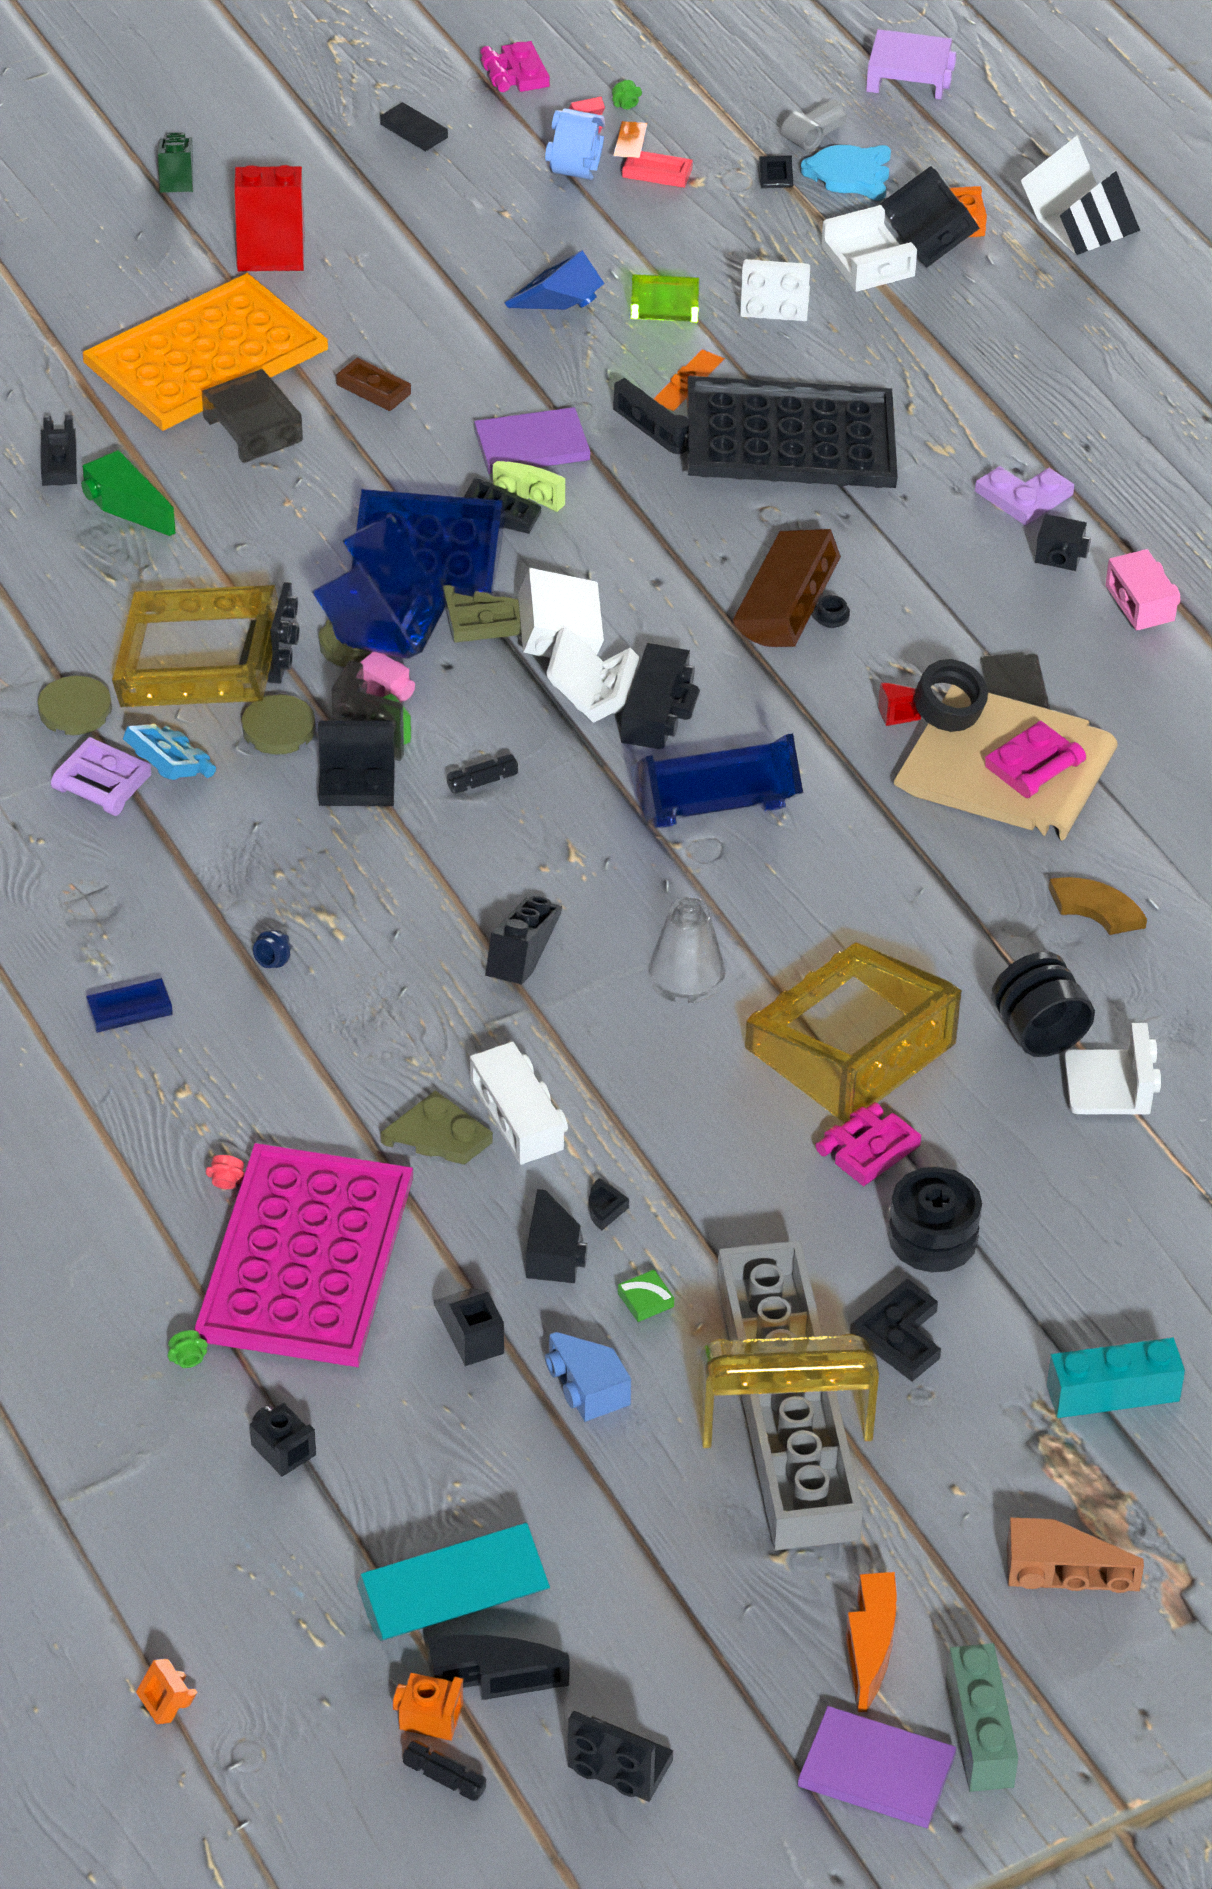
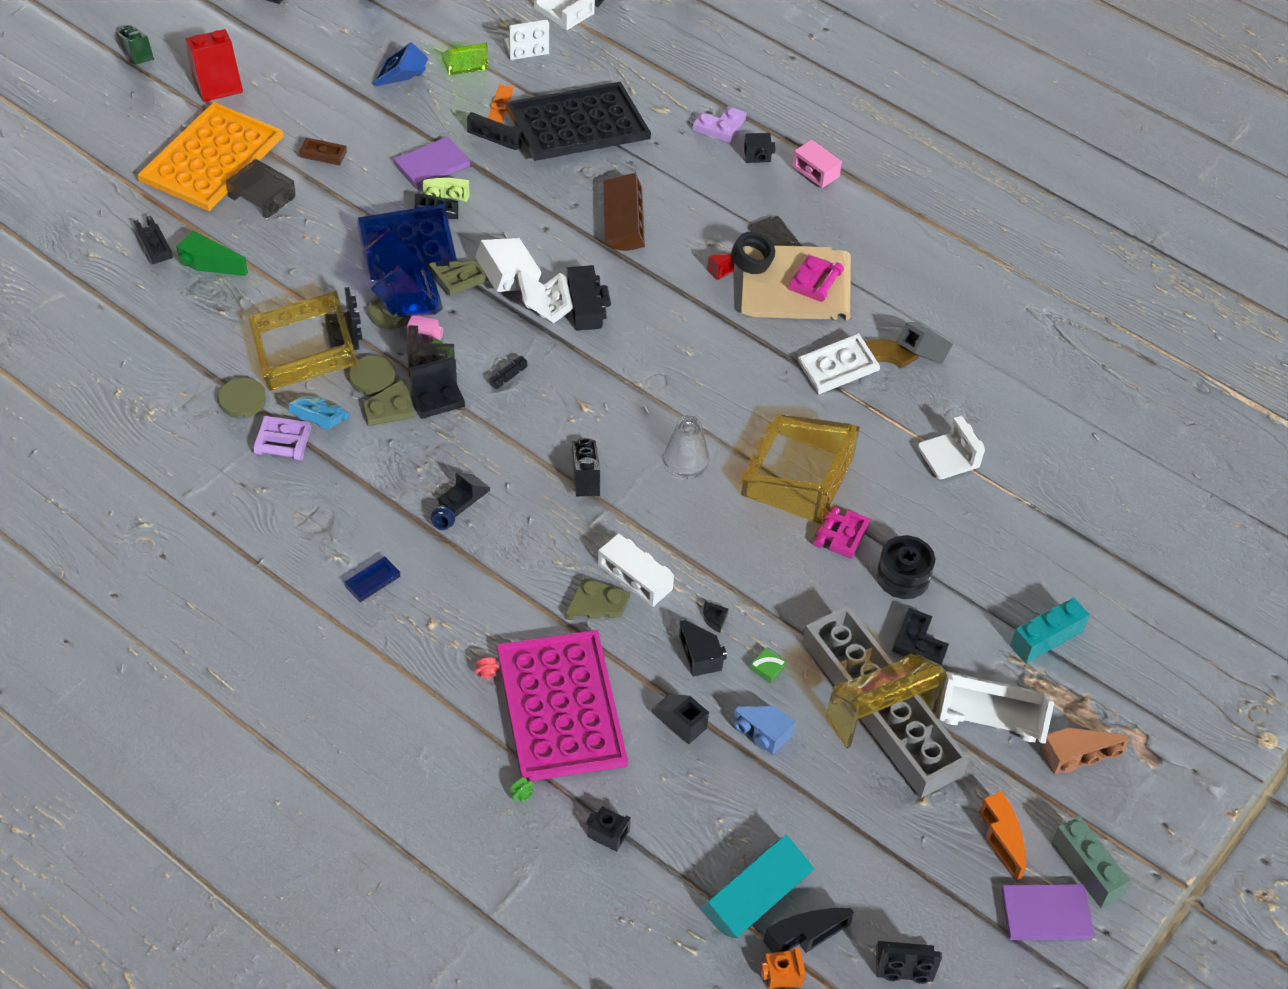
camera: 25 degrees left, 5 degrees up
(281, 773) = (390, 405): none -> olive wing
(327, 925) = (464, 493): none -> black slope
(717, 781) = (650, 337): clear blue windscreen -> none
(832, 611) = (655, 220): black plate -> none
(952, 1449) = (996, 705): none -> white windscreen
(1006, 899) = (838, 363): none -> white tile
(1043, 1004) = (897, 420): black wheel -> none
(1160, 902) = (924, 342): none -> dark grey slope

